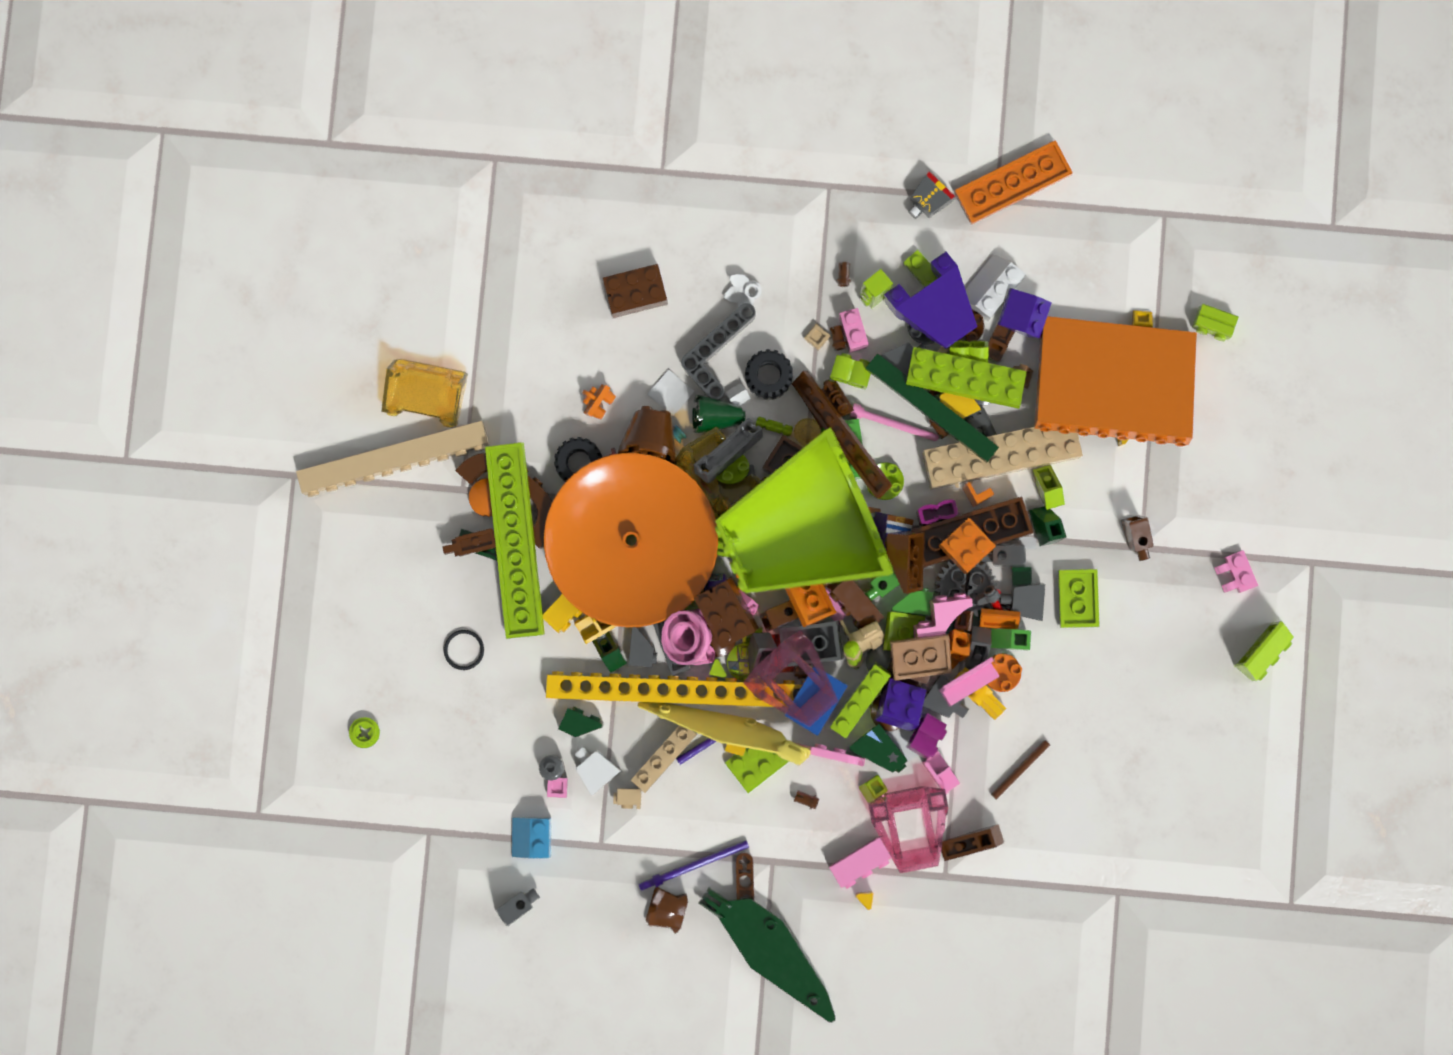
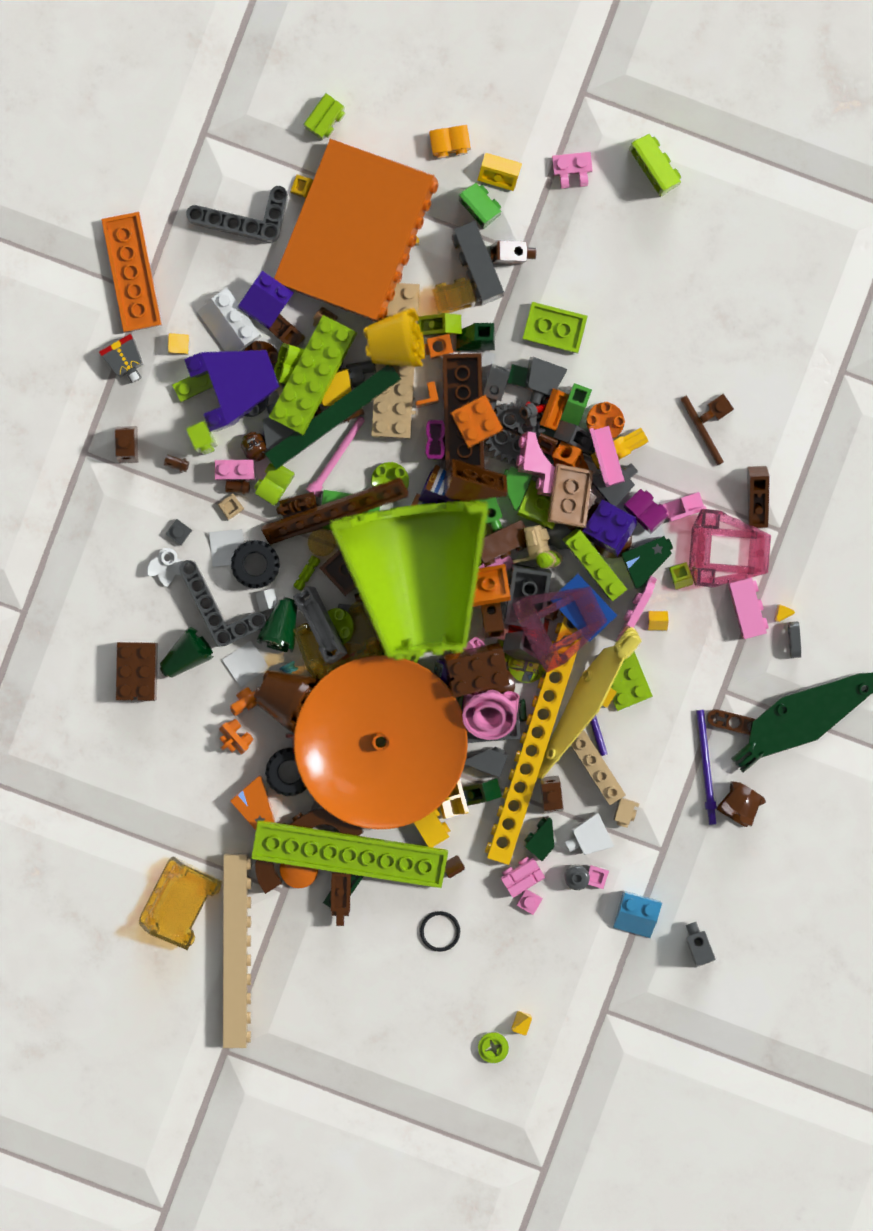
camera: 80 degrees left, 5 degrees up
(395, 753) = (521, 1023): none -> yellow slope
(515, 728) = (529, 901): none -> bright pink plate
(530, 645) = (454, 866): none -> reddish brown slope
(538, 714) = (522, 876): none -> bright pink brick
(540, 437) = (254, 803): none -> orange slope
(625, 720) = (551, 794): none -> reddish brown torso
(635, 401) = (246, 700): none -> orange plate
(665, 333) = (186, 654): none -> dark green cone
(699, 670) = (522, 710): none -> dark green piece
(717, 669) = (527, 693): lime slope -> none
(778, 339) = (223, 546): none -> white sticker
(779, 295) = (179, 532): none -> dark grey plate
(806, 799) = (674, 641): reddish brown pin -> none
(823, 778) = (658, 620): none -> yellow slope
(842, 918) = (794, 639): none -> dark grey beam
(848, 222) = (126, 444): none -> reddish brown torso
(881, 342) = (254, 446): none -> reddish brown head
(958, 244) = (178, 343): none -> yellow slope
(1023, 446) = (396, 340): none -> yellow cone
(1036, 494) = (445, 340): none -> orange brick
(1046, 779) = (718, 408): none -> reddish brown plate
(1080, 491) = (453, 296): none -> clear yellow brick
(1092, 274) = (243, 222): none -> dark grey beam
(1122, 504) = (478, 263): none -> dark grey brick
(1175, 492) = (480, 205): none -> bright green slope
(1212, 503) = (499, 171): none -> yellow panel
(1228, 448) = (450, 141): none -> light orange brick

